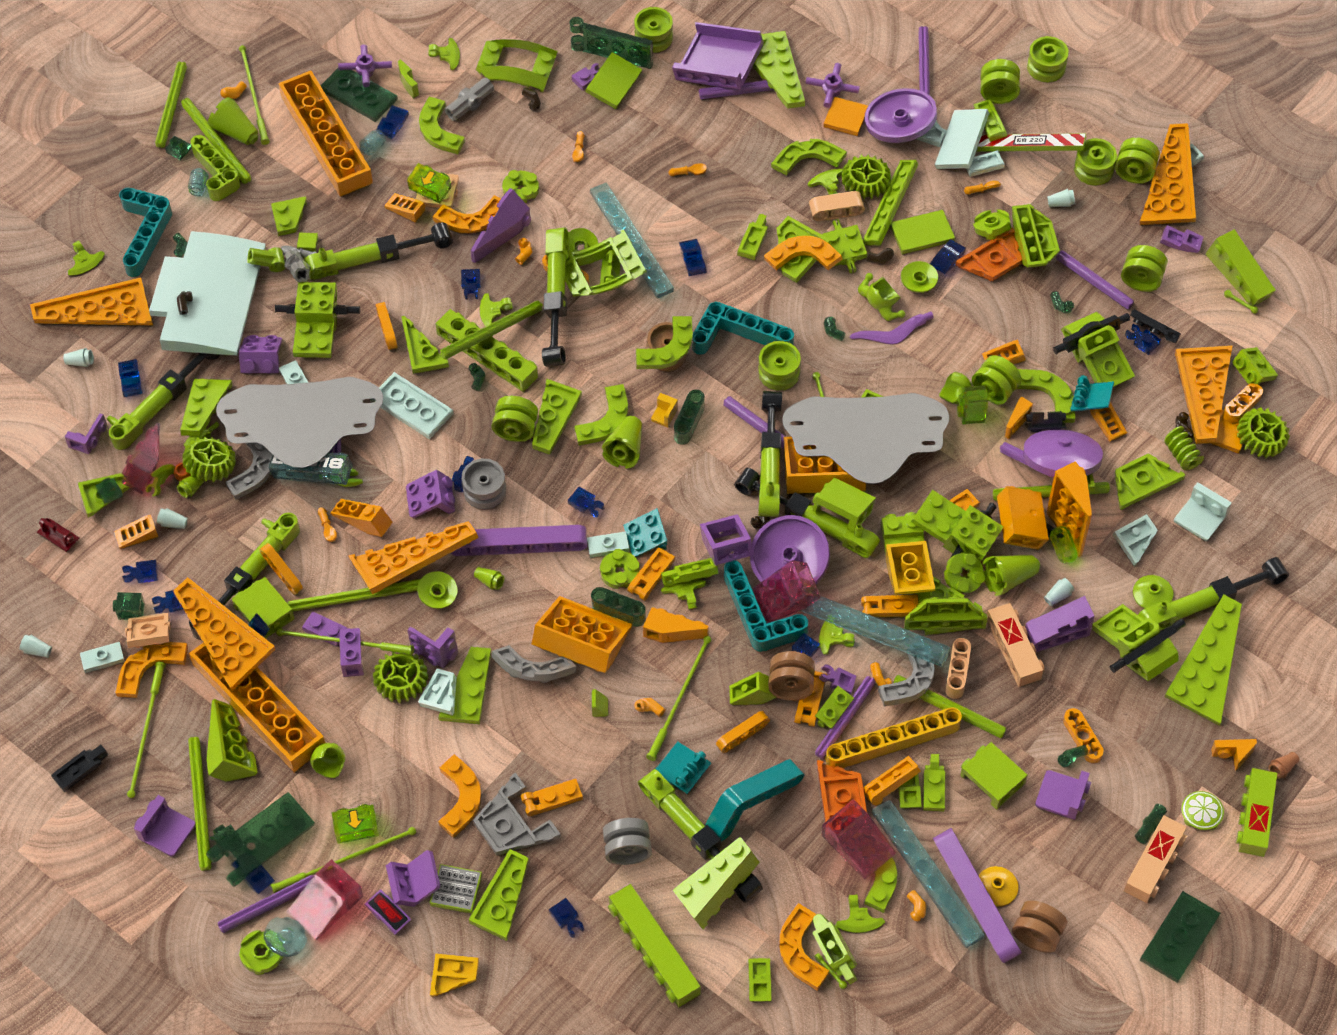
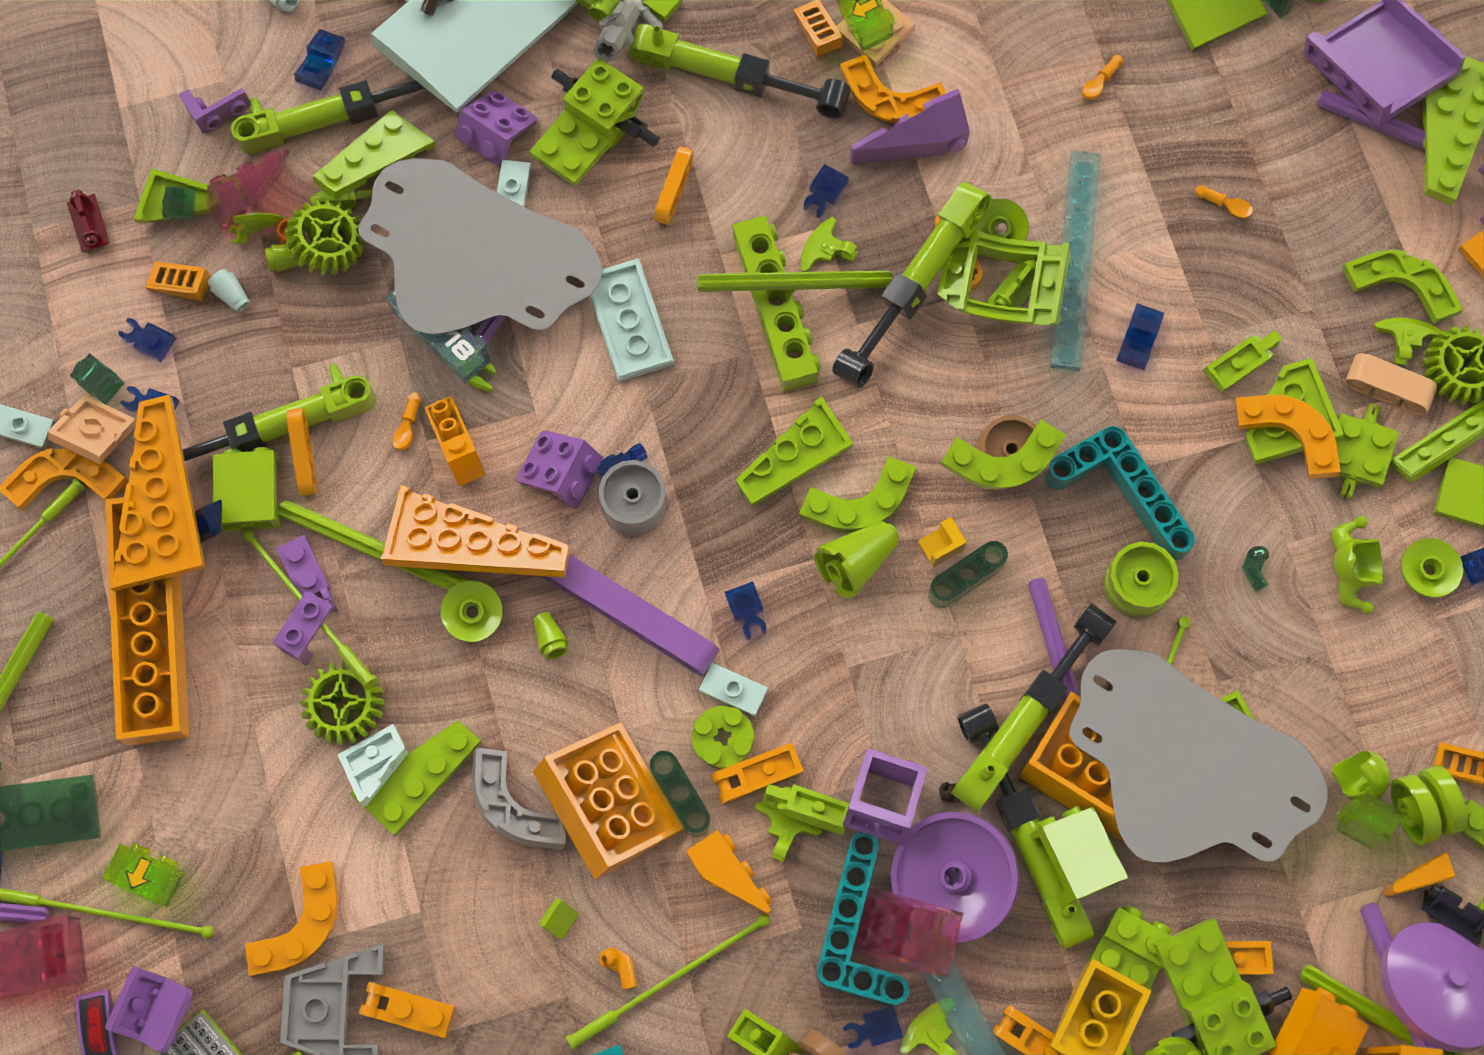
camera: 35 degrees right, 15 degrees up
(227, 749) = (72, 659): lime wedge -> none
(255, 475) = (360, 296): light grey plate -> none
(328, 760) = (172, 761): lime hair -> none
(422, 354) = (692, 247): lime wing -> none
(436, 652) = (417, 706): medium lavender bracket -> none
(478, 375) = (741, 331): clear green arm -> none
(514, 418) = (735, 430): lime wheel -> none
(523, 178) = (987, 74): lime plate -> none
(526, 251) = (927, 186): light orange arm -> none
(646, 533) = (791, 709): teal hinge -> none
(881, 258) = (1400, 502): dark brown arm -> none
(896, 335) = (1341, 633): medium lavender piece -> none

